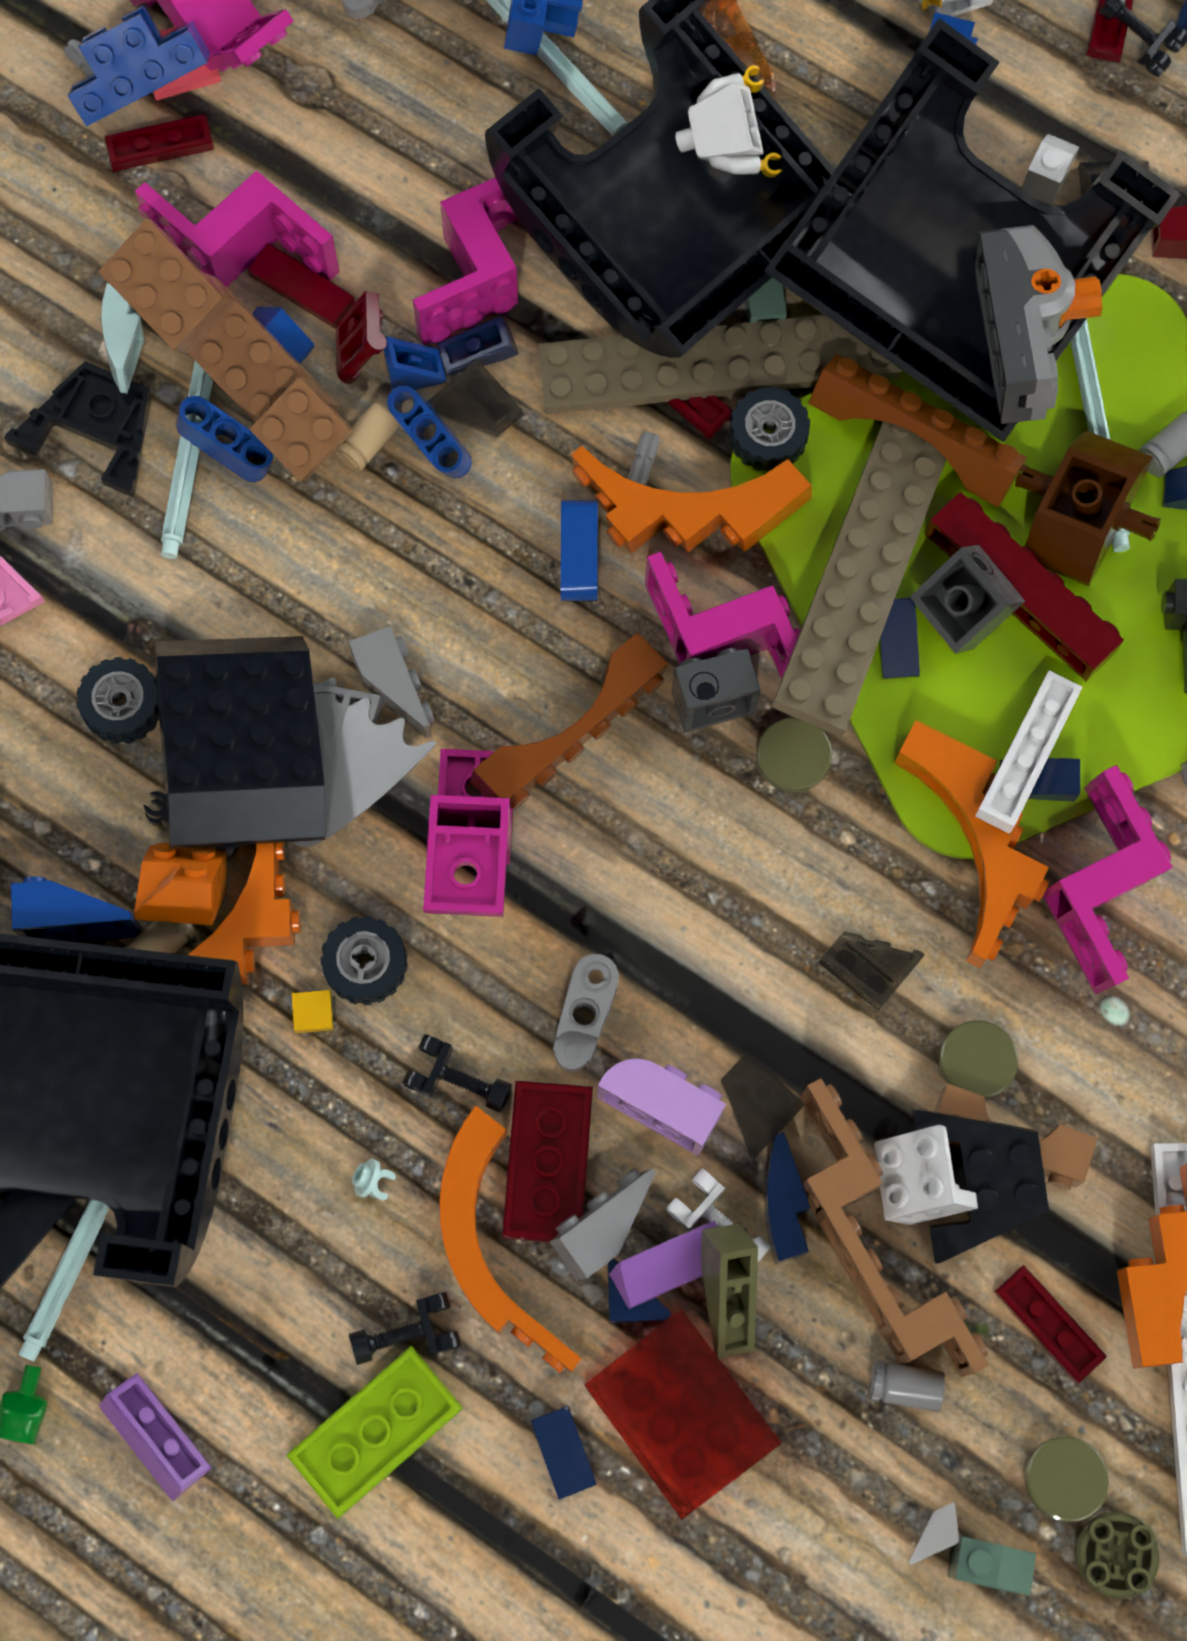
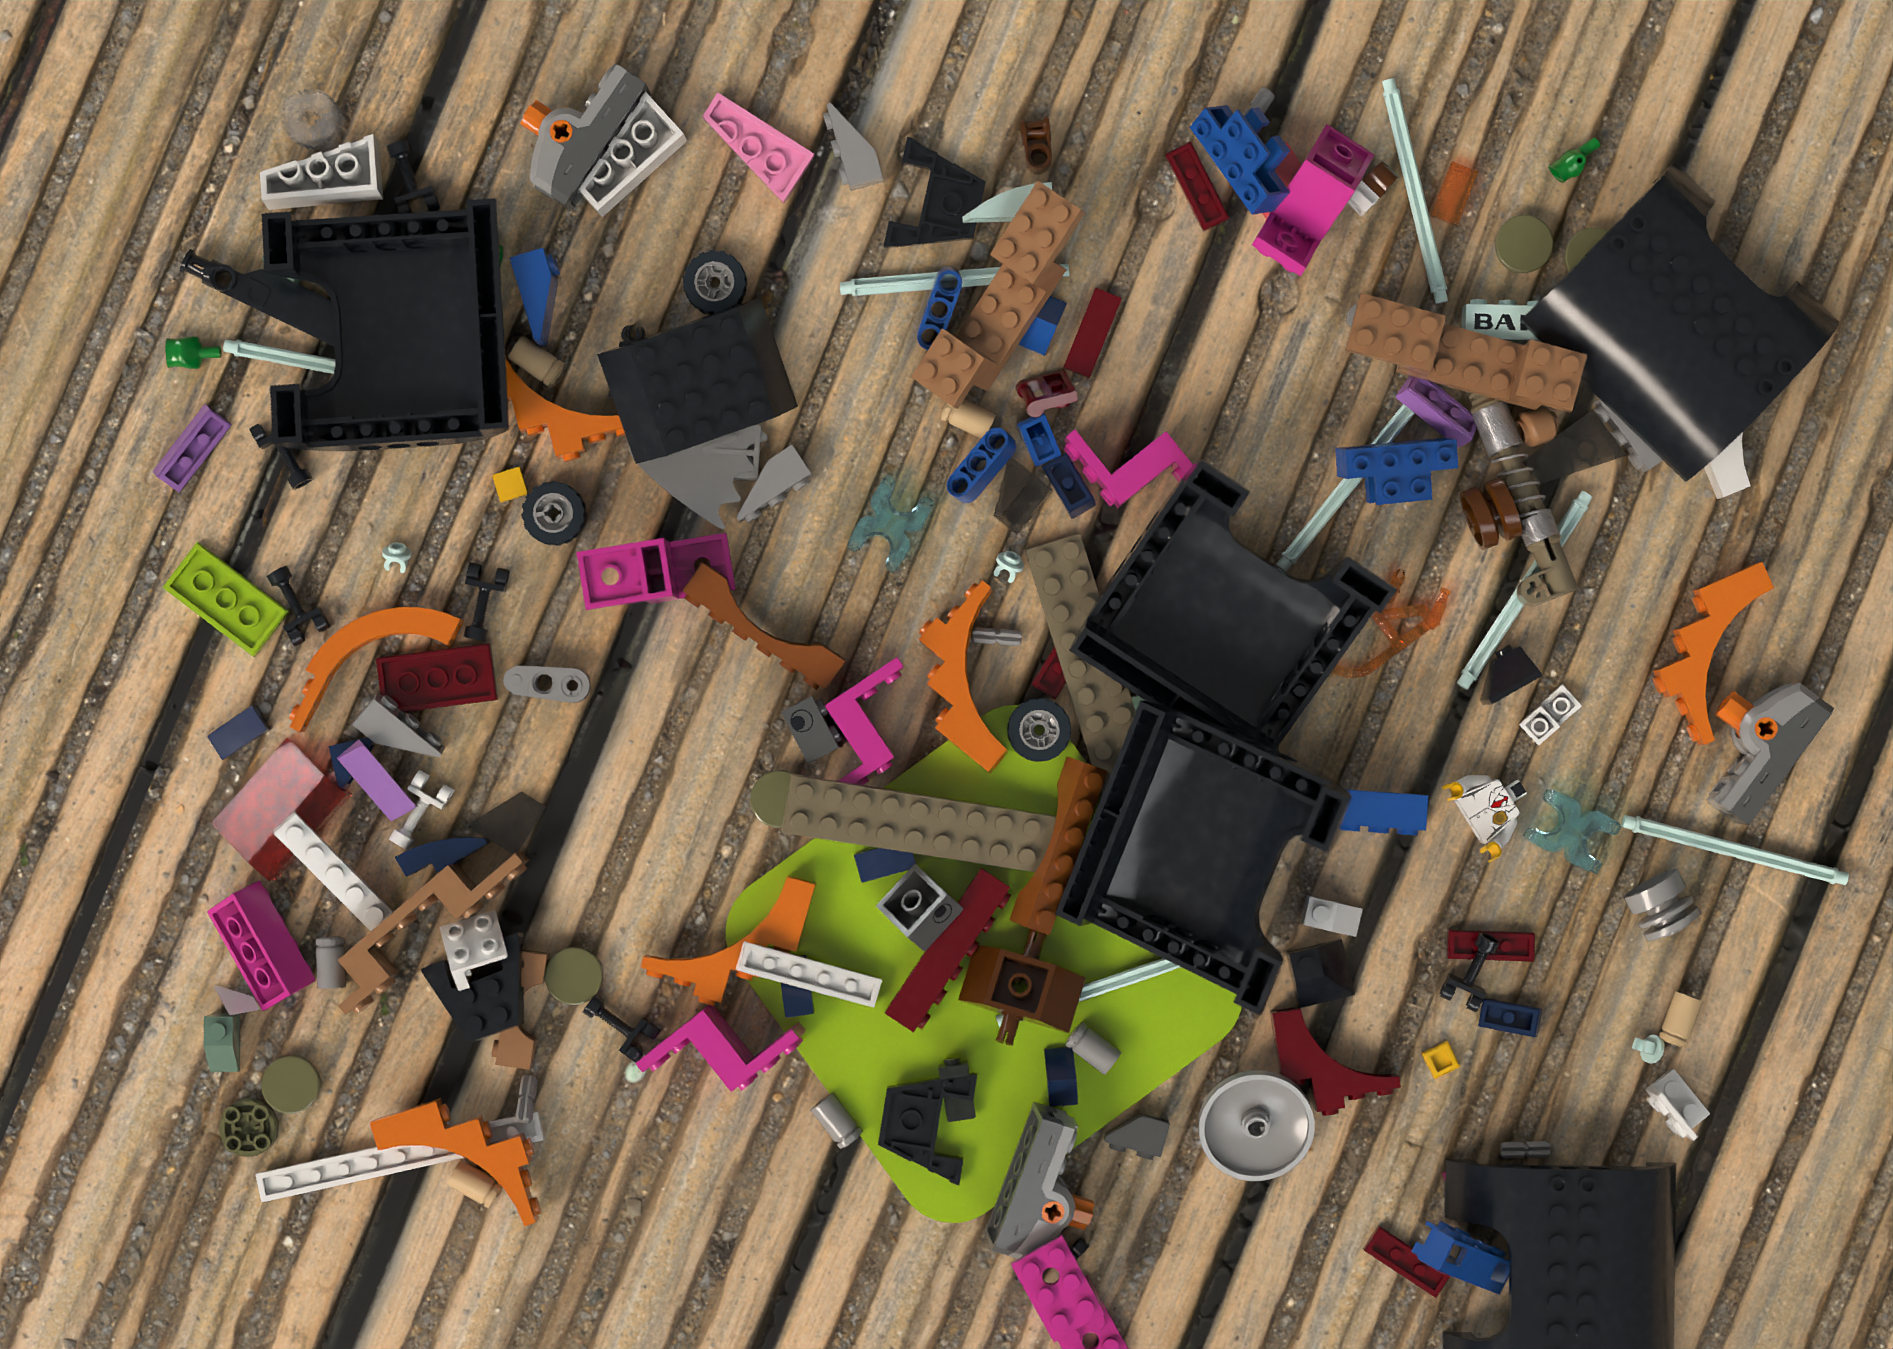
camera: 85 degrees right, 15 degrees up
(51, 297) = (1036, 139): none -> reddish brown piece
(181, 884) = (573, 367): orange slope -> none
(232, 1291) = (298, 477): none -> black bar
(241, 228) = (1116, 272): dark pink bracket -> none
(476, 553) = (890, 524): none -> clear light blue piece
(554, 428) = (1009, 561): none -> light aqua plate
(579, 550) = (909, 602): blue beam -> none
(663, 1101) = (490, 753): lavender brick -> none
(726, 126) = (1284, 646): white torso -> none
(730, 1287) = (370, 826): olive slope -> none
(783, 1350) = (332, 871): none -> white plate
(867, 1480) = (261, 945): none -> dark pink slope
(869, 966) = (627, 885): clear smoke wing -> none
(1025, 311) = (1178, 899): piece -> none
(1026, 1039) = (596, 1008): none -> black bar
(1050, 1324) = (396, 1057): dark red tile -> none
(1140, 1155) = (527, 1094): none -> light grey piece

